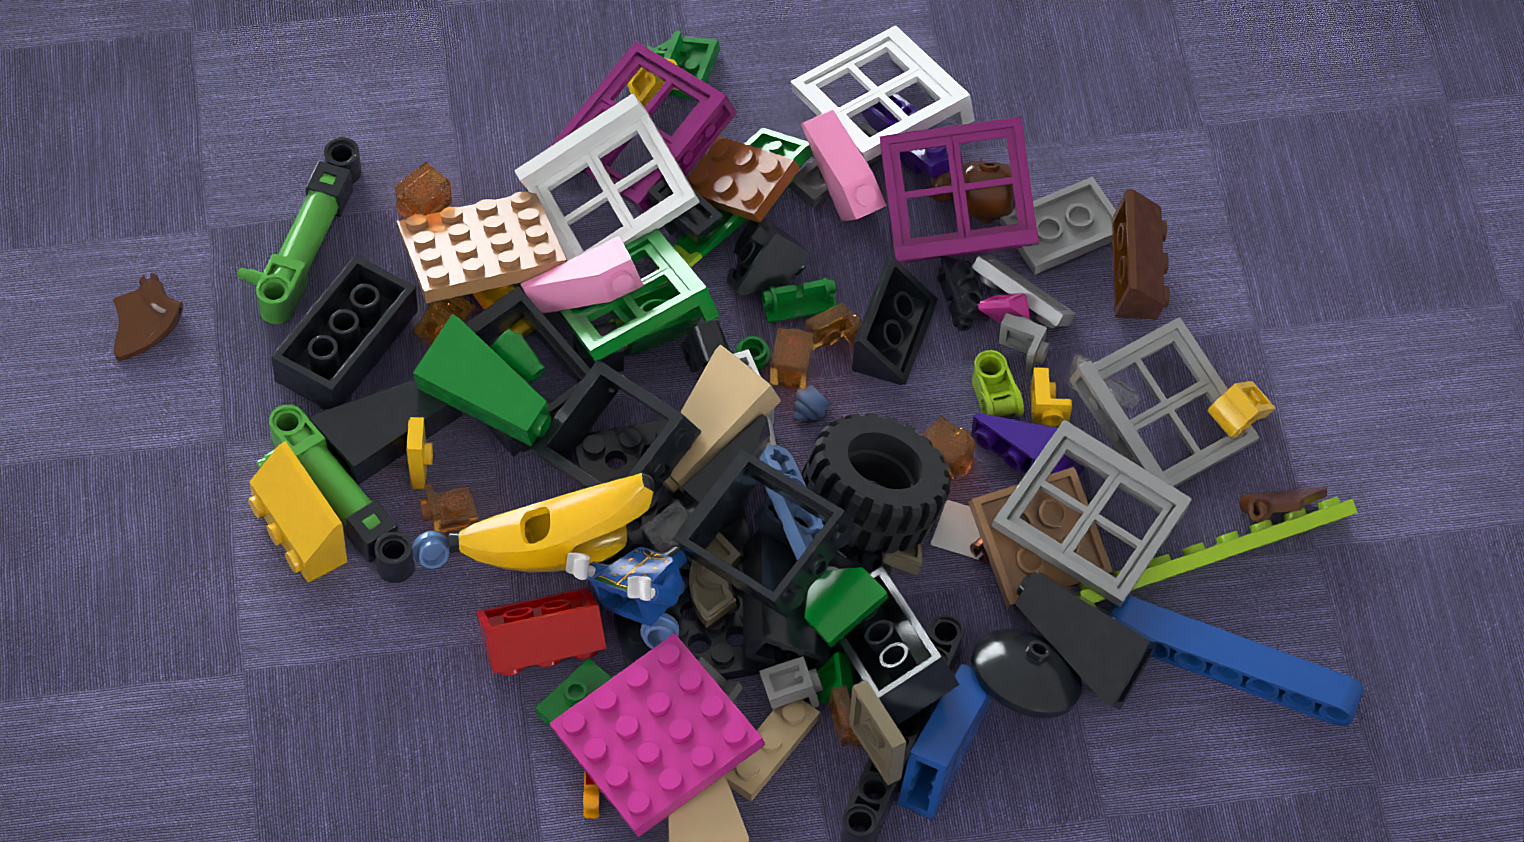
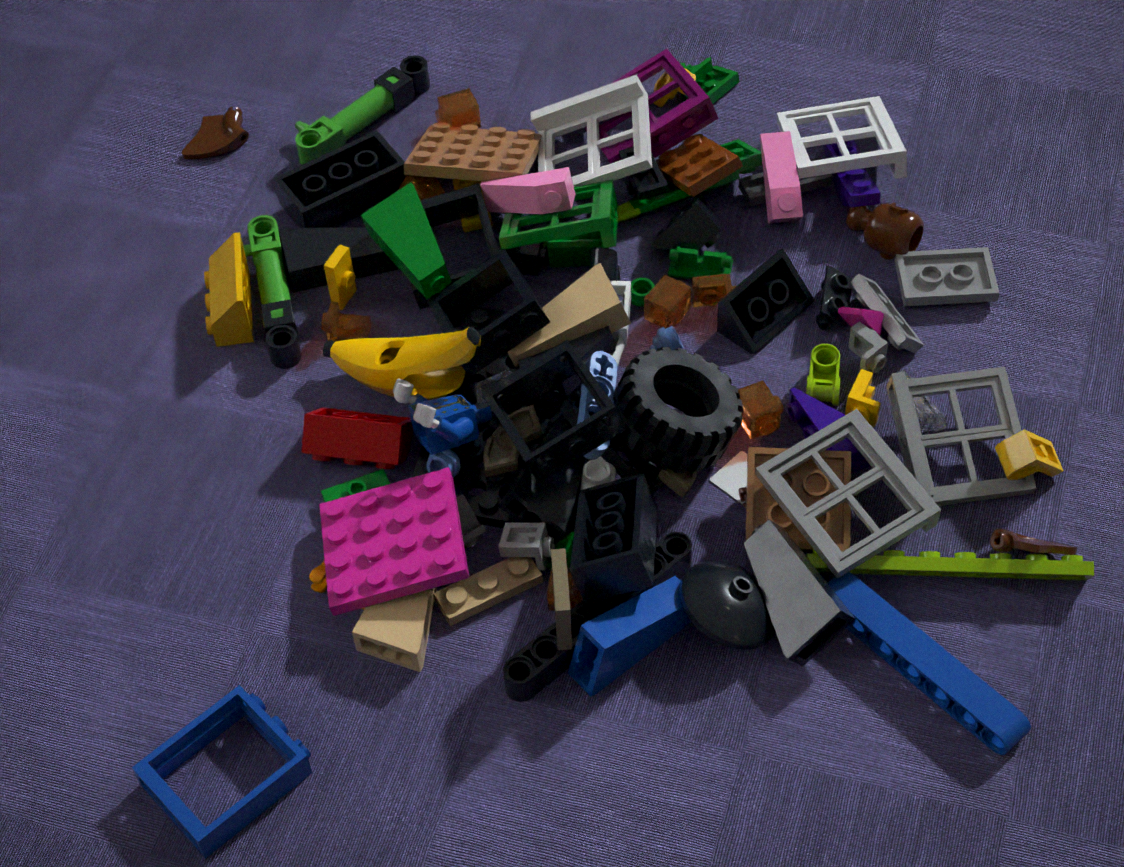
camera: 30 degrees right, 5 degrees down
(431, 549) = (312, 350): medium blue plate -> none
(518, 355) = (448, 229): green cone -> none
(841, 602) = (591, 487): green slope -> none
(965, 240) = (856, 261): magenta window -> none
(1139, 258) = (995, 314): reddish brown slope -> none

